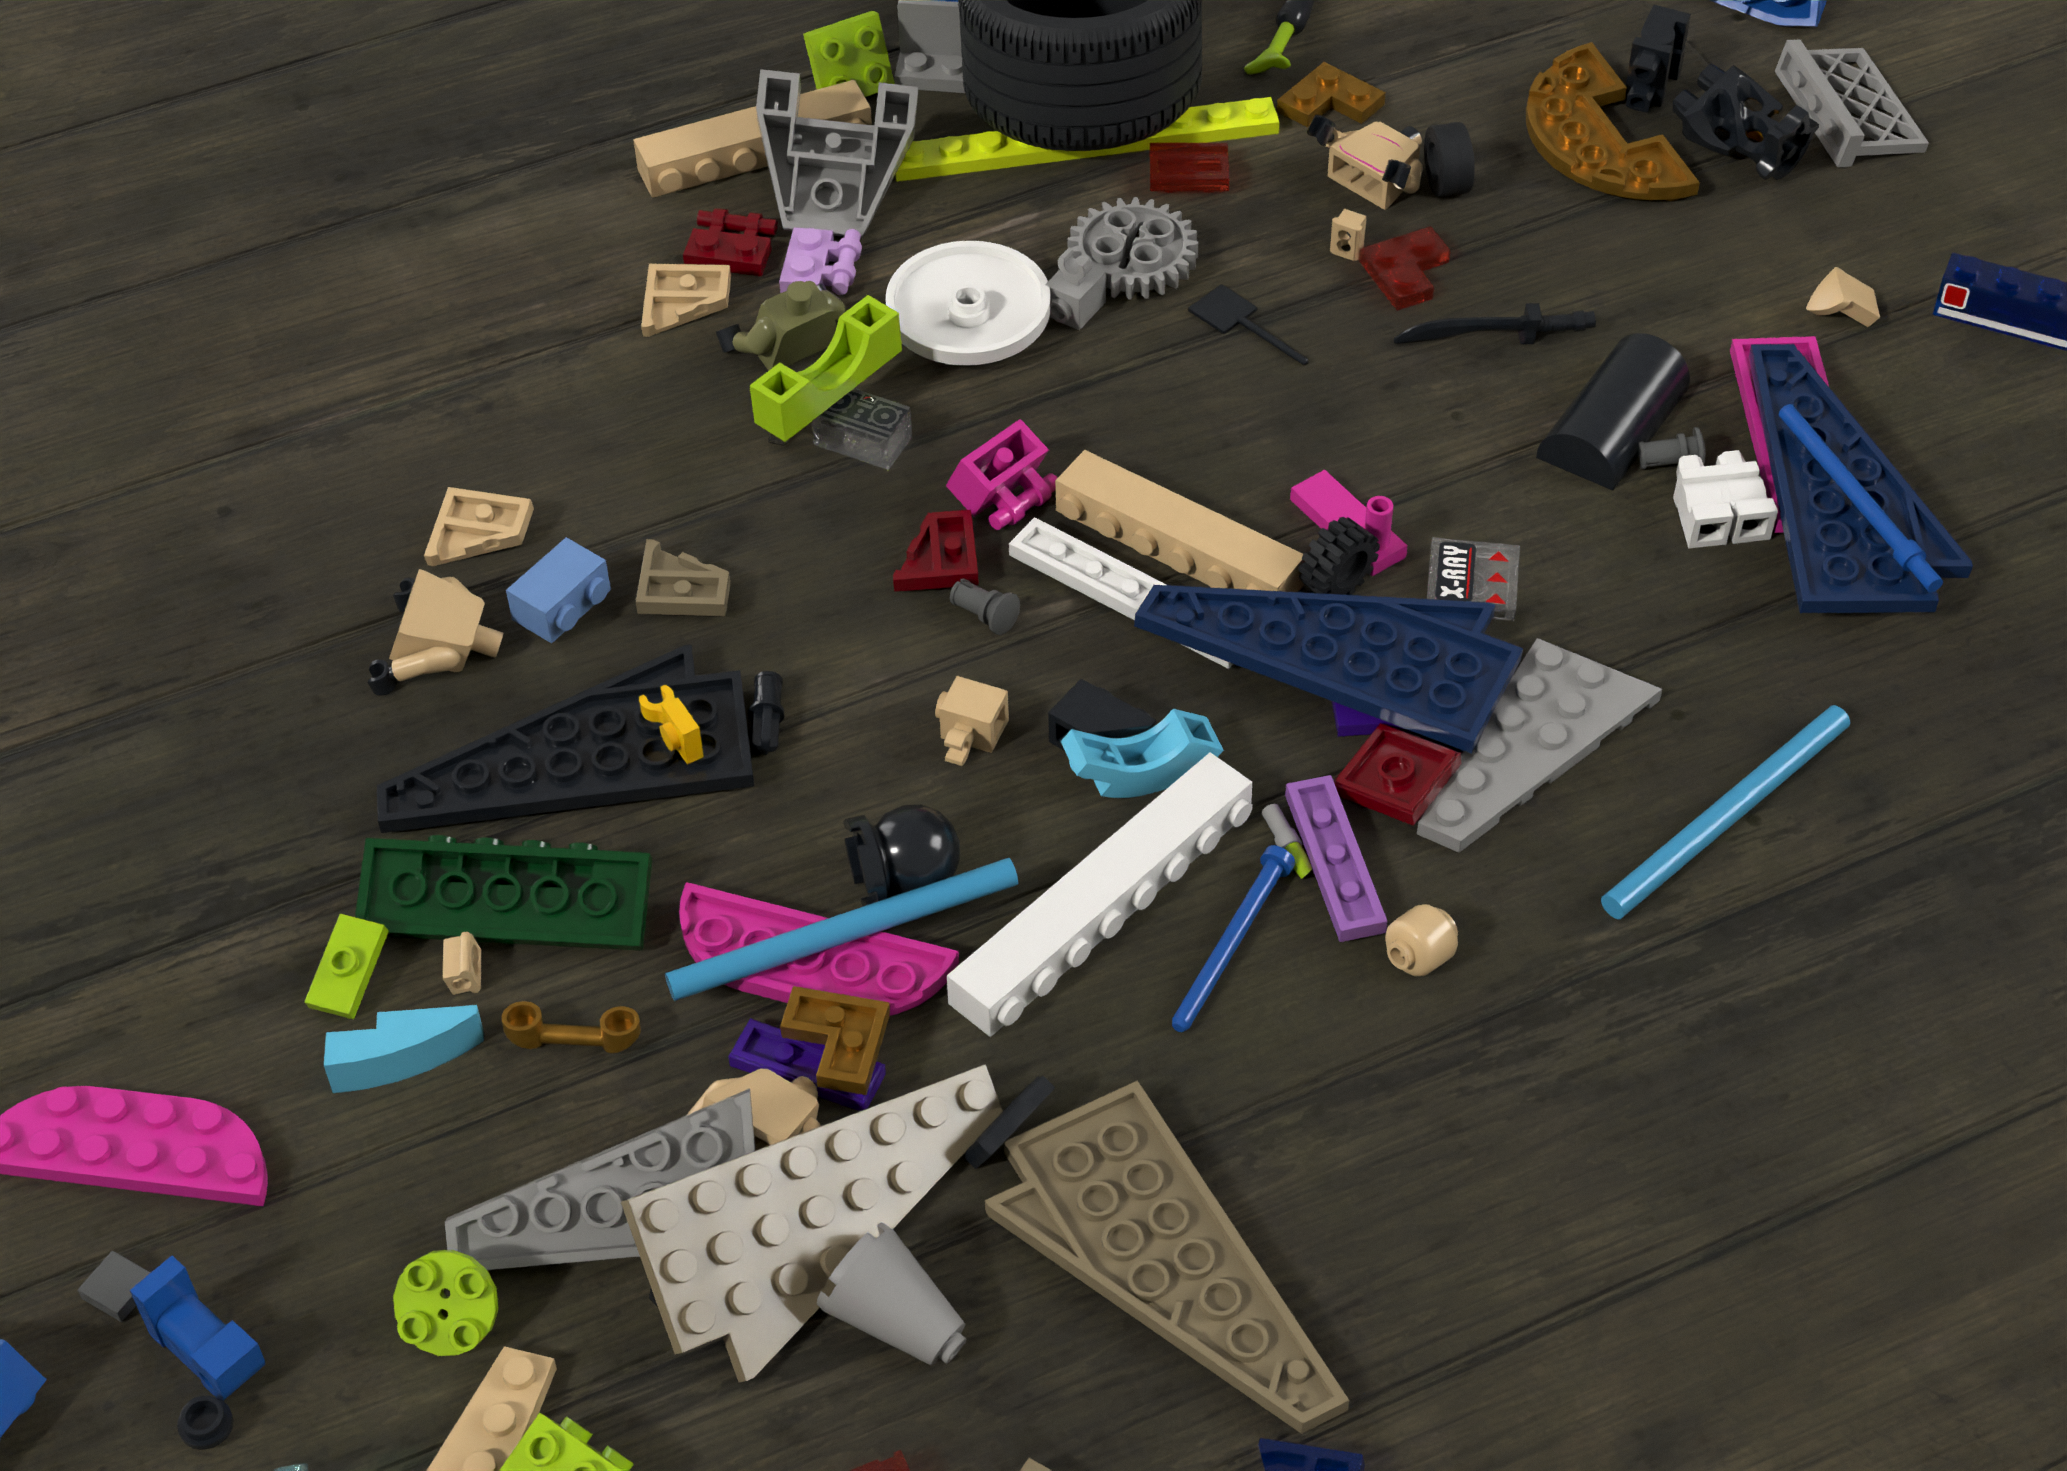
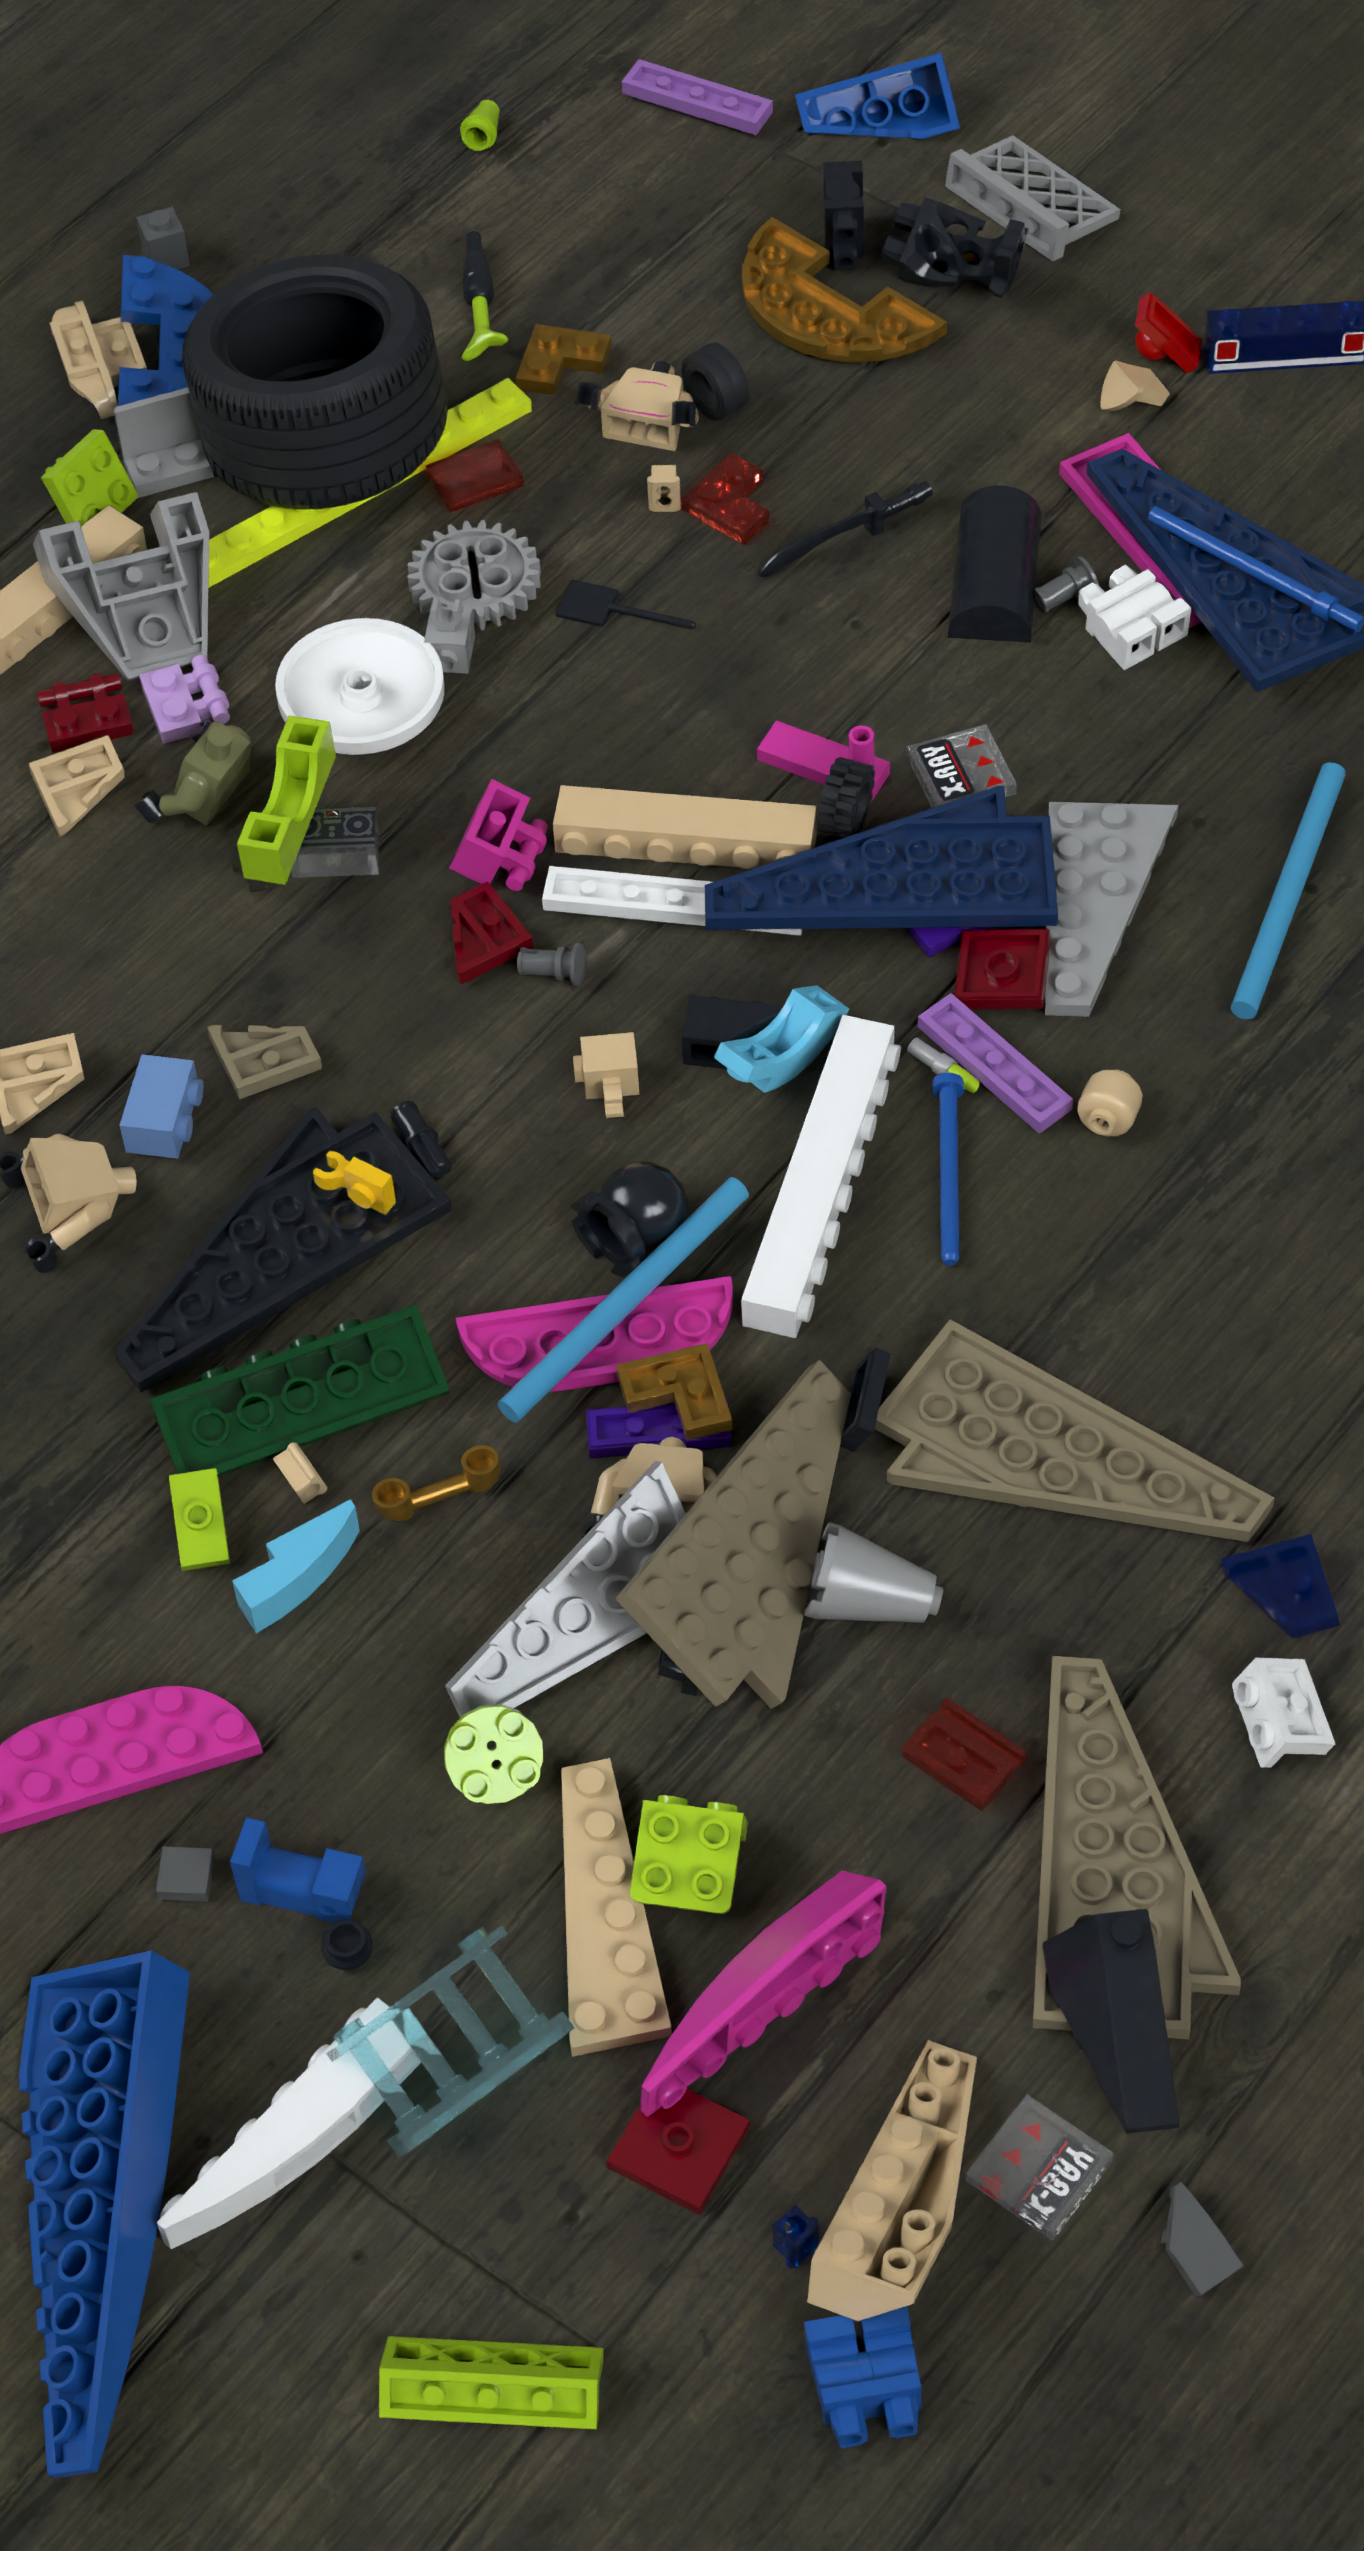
camera: 25 degrees left, 5 degrees up
(1903, 262) = (1165, 335): none -> red tile

